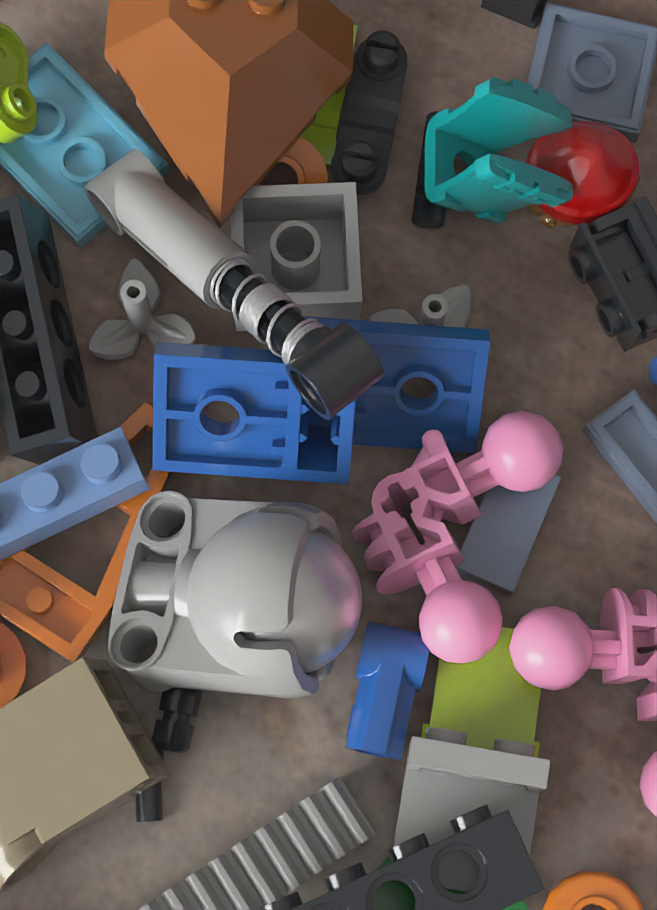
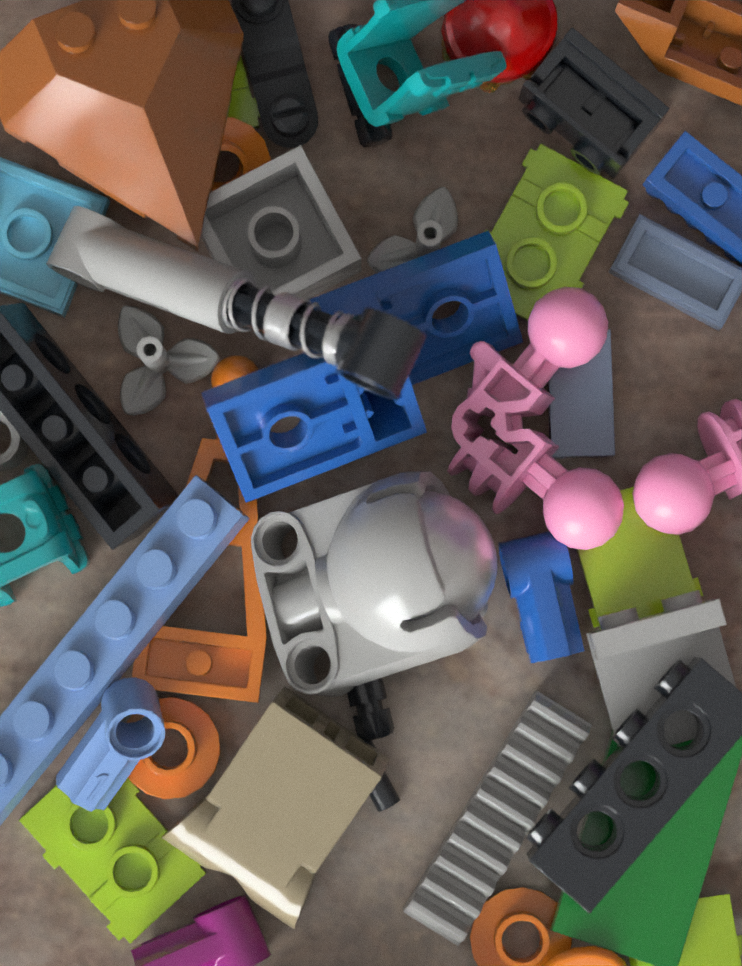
camera: 25 degrees left, 10 degrees up
(551, 364) = (553, 226): none -> lime piece

